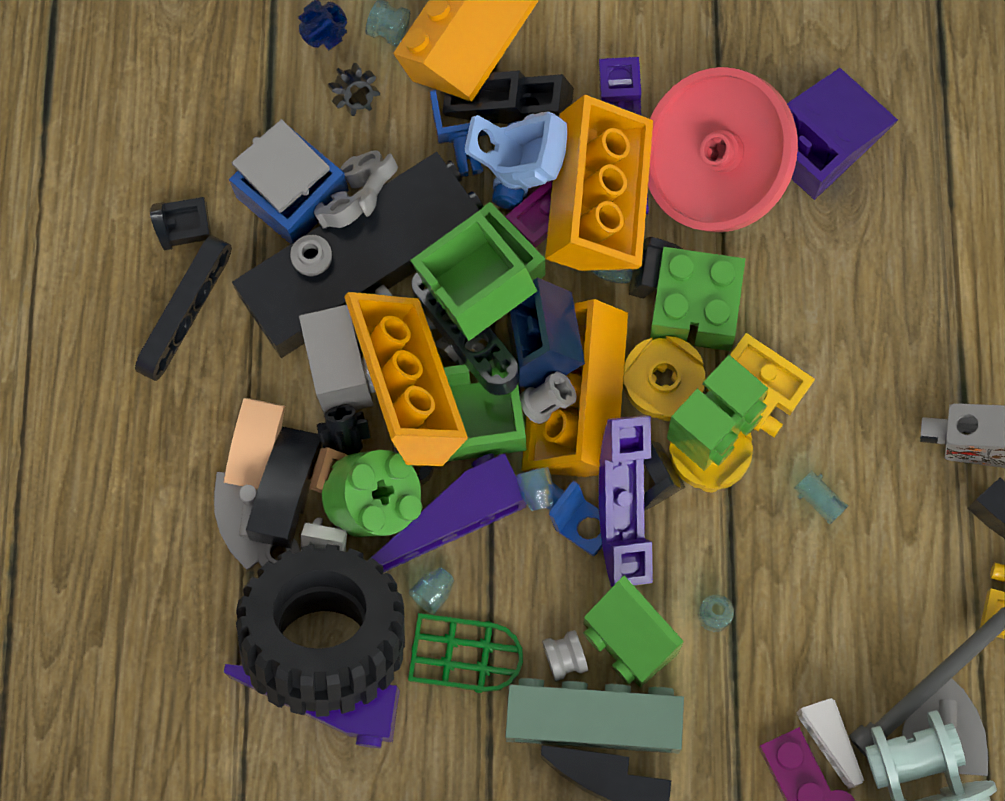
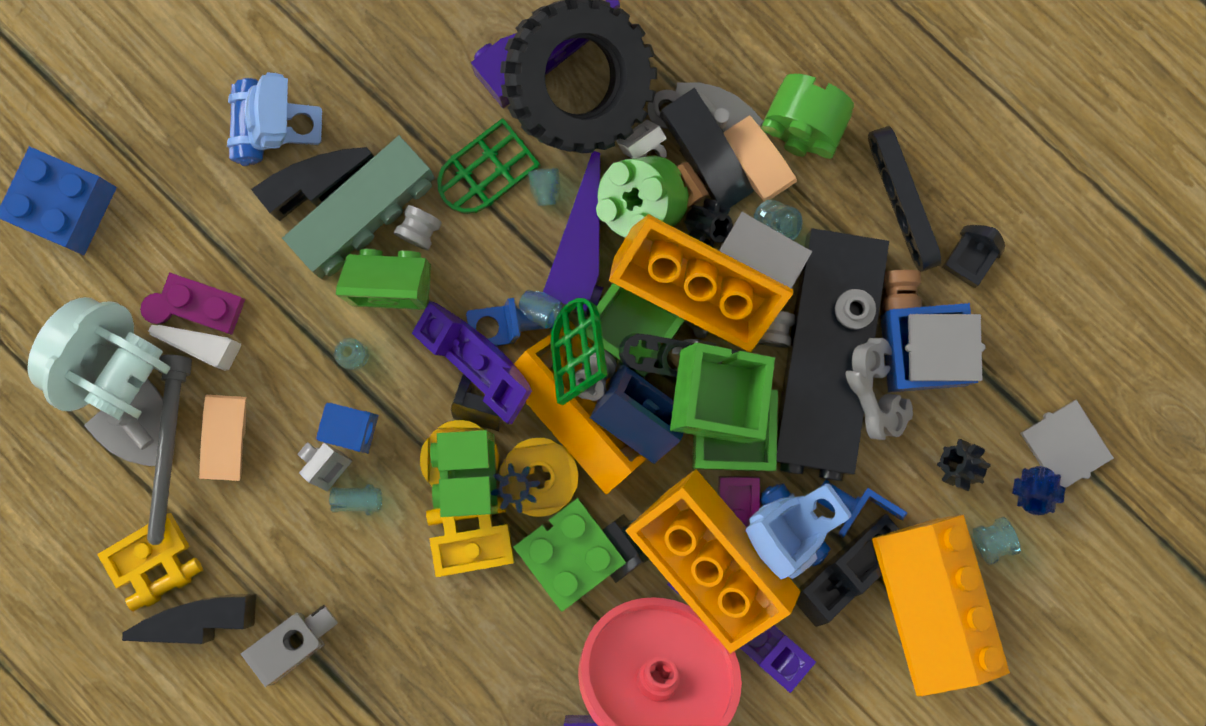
camera: 135 degrees right, 10 degrees up
(186, 429) = (808, 116): none -> bright green brick
(261, 243) = (901, 289): none -> medium nougat wheel
(266, 39) = (1067, 444): none -> light grey piece
(292, 381) = (787, 218): none -> clear light blue wheel
(538, 406) = (598, 348): none -> green window
(685, 367) = (506, 481): none -> gear
(773, 543) = (347, 427): none -> blue bracket
(820, 546) = (323, 465): none -> light grey tile
(881, 646) = (222, 437): none -> light nougat slope

